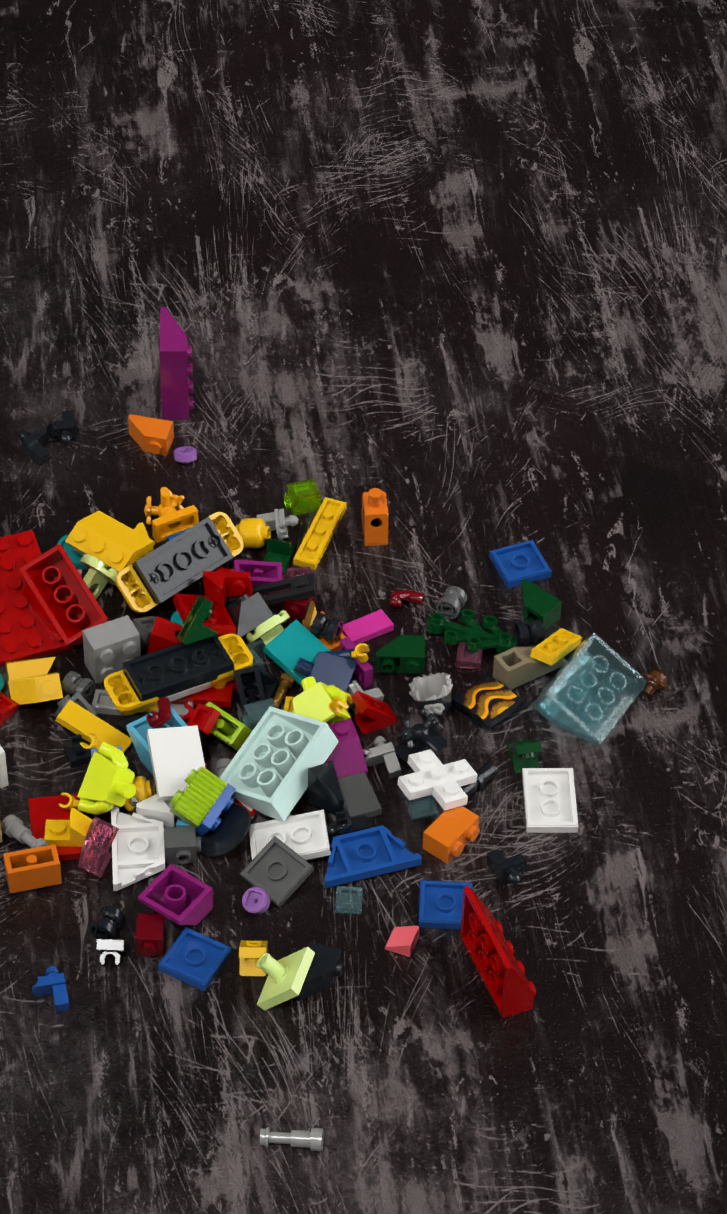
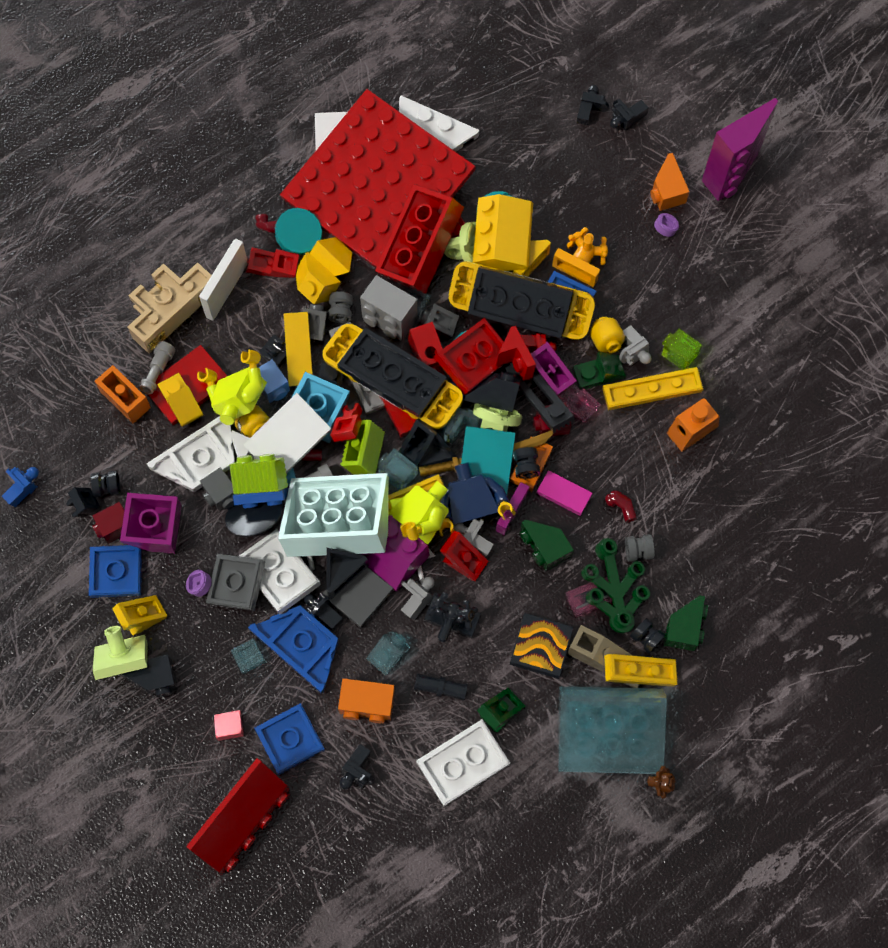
camera: 60 degrees right, 25 degrees up
(95, 849) = (174, 427): clear pink slope -> none
(163, 715) = (326, 394): dark red arm -> none
(193, 627) = (435, 361): dark green slope -> none
(432, 693) = (510, 595): light grey hair -> none
(437, 779) = (407, 657): white plate -> none
(520, 562) = (734, 579): blue tile -> none

